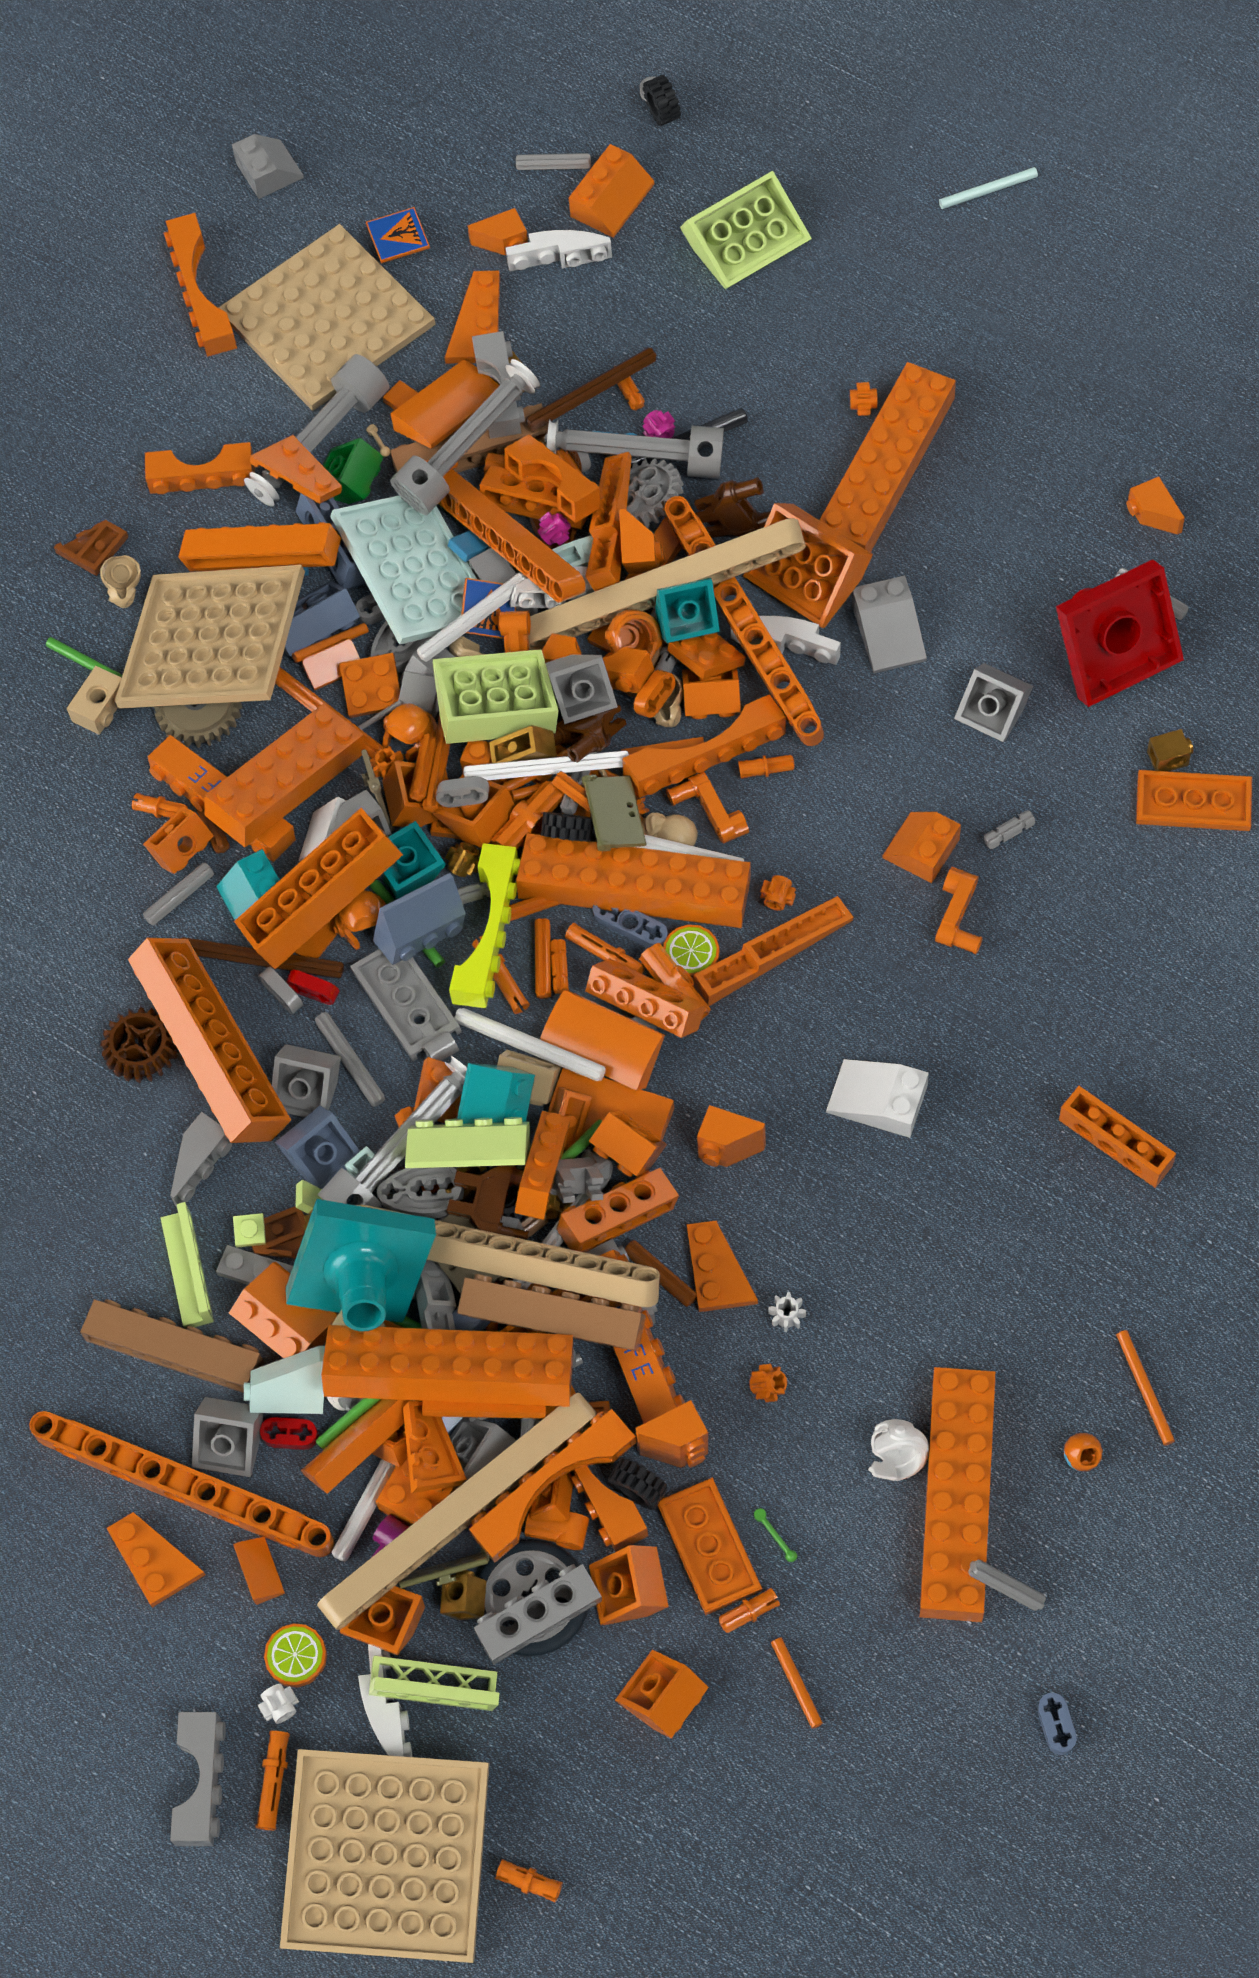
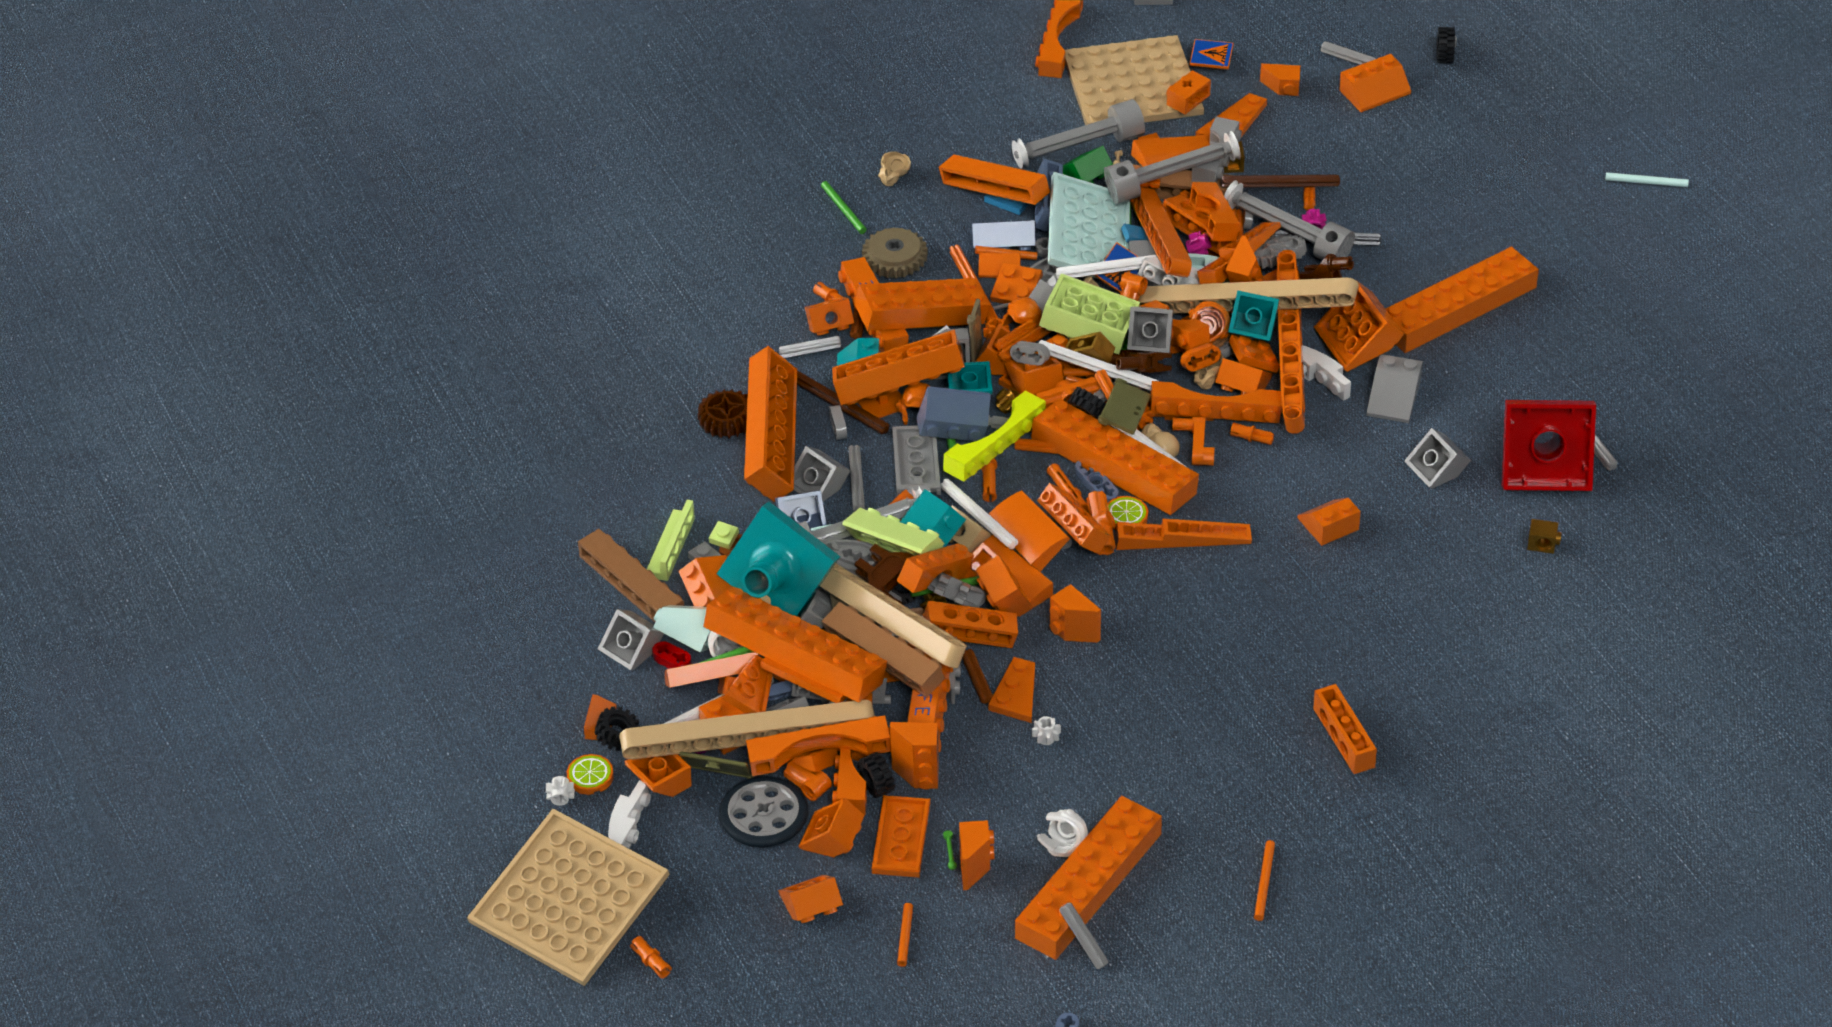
camera: 25 degrees right, 20 degrees down
(84, 709) = (832, 224): tan brick -> none
(93, 546) = (889, 142): dark orange wing -> none
(152, 1560) = (537, 686): orange wing -> none
(168, 474) = (965, 124): orange arch -> none
(181, 1484) = (582, 649): orange beam -> none
(195, 1819) = (463, 828): light grey arch -> none
(199, 1151) = (721, 485): light grey slope -> none
(210, 637) = (927, 213): tan plate -> none
(272, 1781) = (510, 848): orange pin -> none
(285, 1593) = (616, 718): none -> black tyre
(299, 467) = (1049, 144): orange wing -> none
(312, 987) = (860, 429): red beam -> none
(408, 308) = (1188, 92): none -> orange brick
(433, 1691) = (663, 825): yellowish green fence -> none
(464, 1597) = (719, 786): pearl gold brick -> none
(500, 1646) = (771, 818): light grey brick -> none
(542, 958) = (1024, 475): orange axle -> none
(559, 965) = (1033, 482): orange axle -> none
(566, 246) = (1316, 99): white slope -> none
(746, 230) = (1454, 137): yellowish green slope -> none
(749, 1610) = (901, 880): orange axle -> none
(768, 1382) = (1004, 761): orange gear -> none
(778, 892) = (1208, 503): orange gear -> none
(813, 1532) = (975, 851): none -> orange slope
(863, 399) = (1467, 258): orange gear -> none
(879, 1095) = (1199, 643): white slope -> none
(962, 886) = (1336, 555): orange beam -> none
(1009, 829) = (1397, 535): light grey axle -> none
(1083, 1452) = (1192, 892): orange piece -> none
(1155, 506) = (1633, 397): orange slope -> none
(1194, 800) = (1542, 573): orange tile -> none

